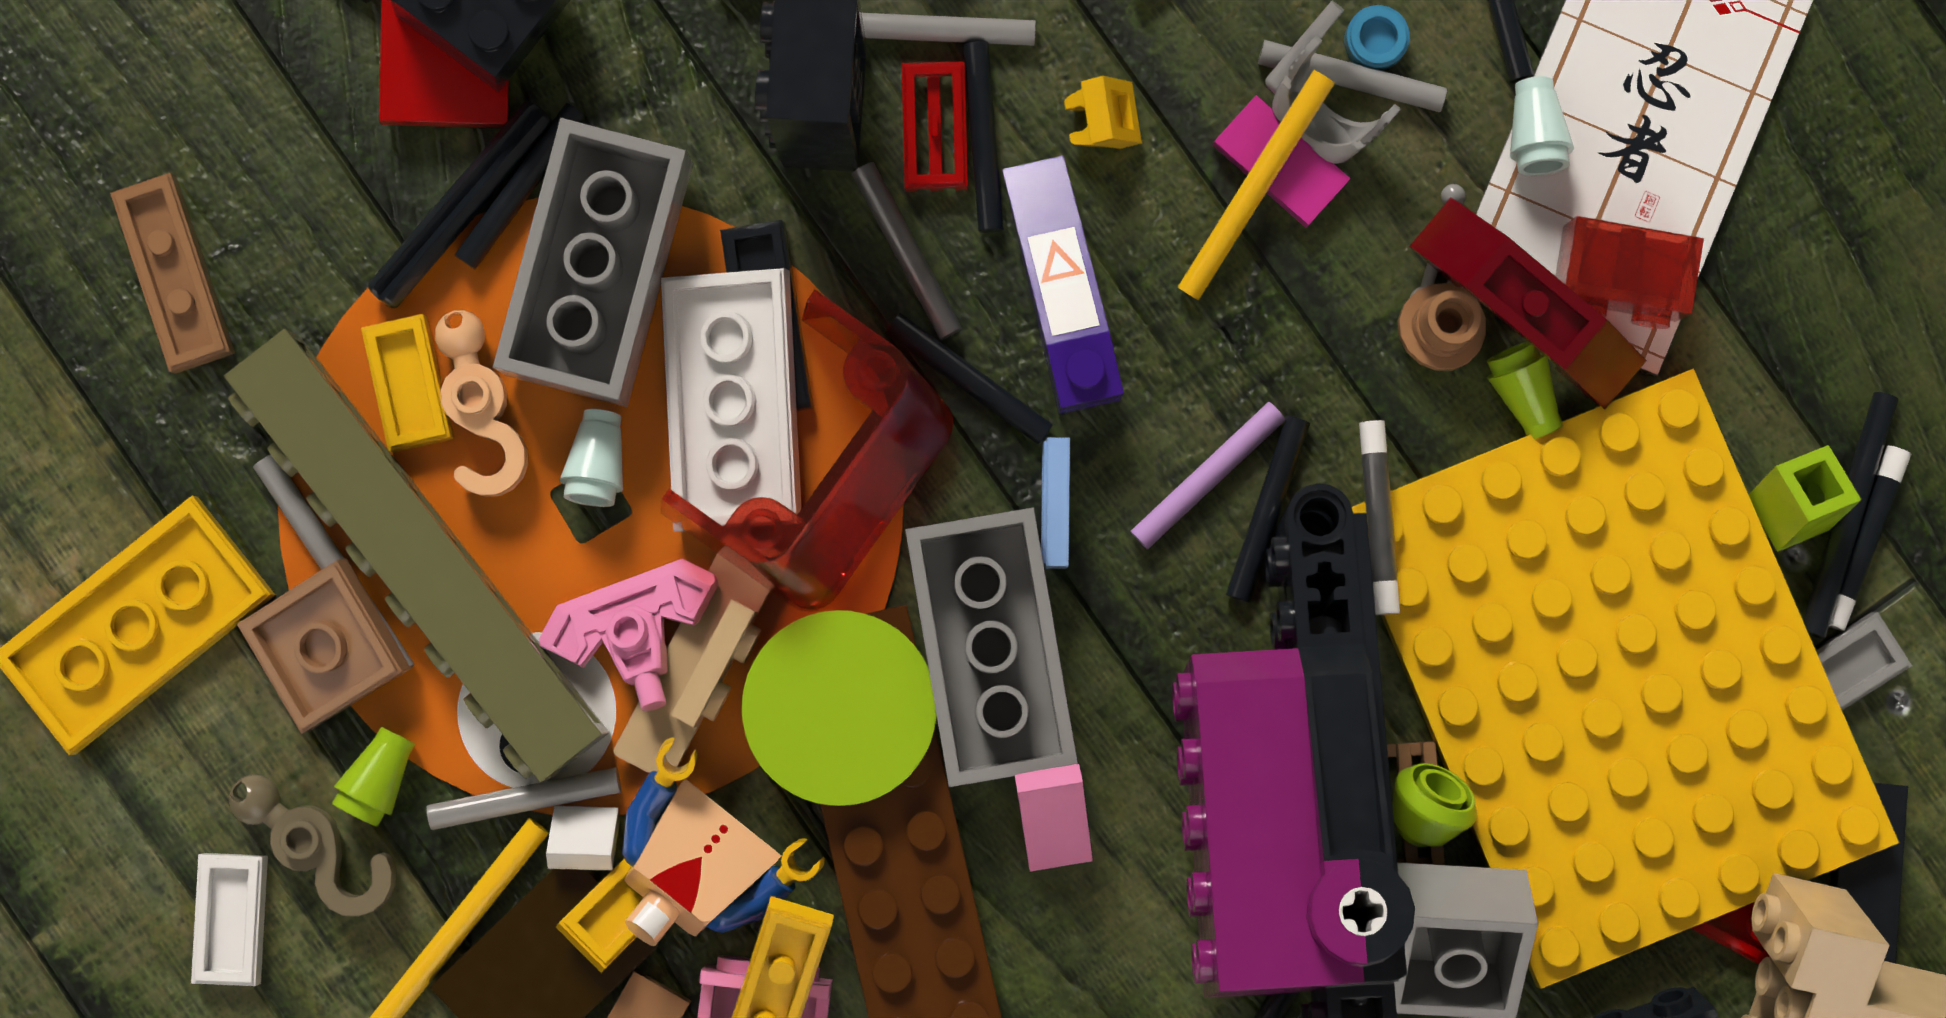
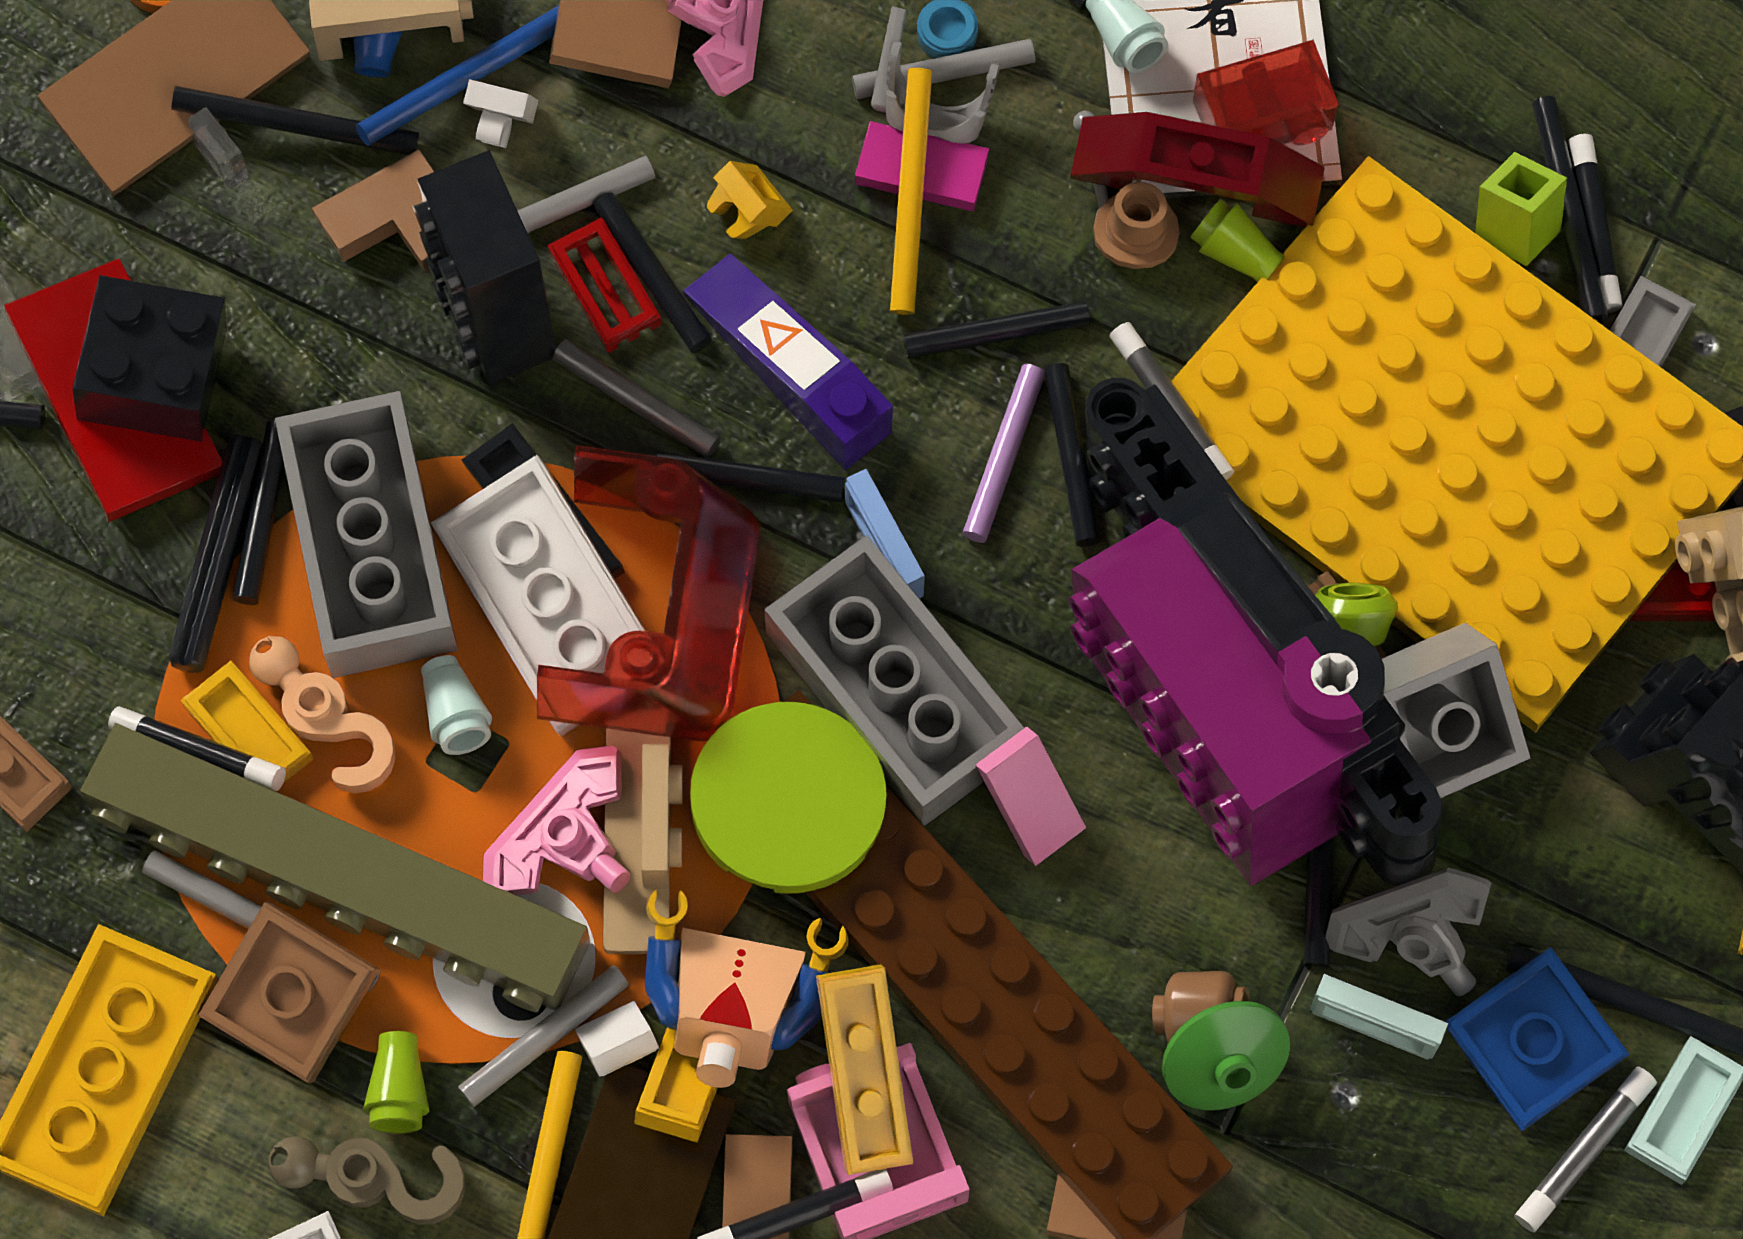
camera: 25 degrees left, 15 degrees down
(352, 382) = (222, 756): none -> black bar
(1264, 354) = (996, 329): none -> black piece

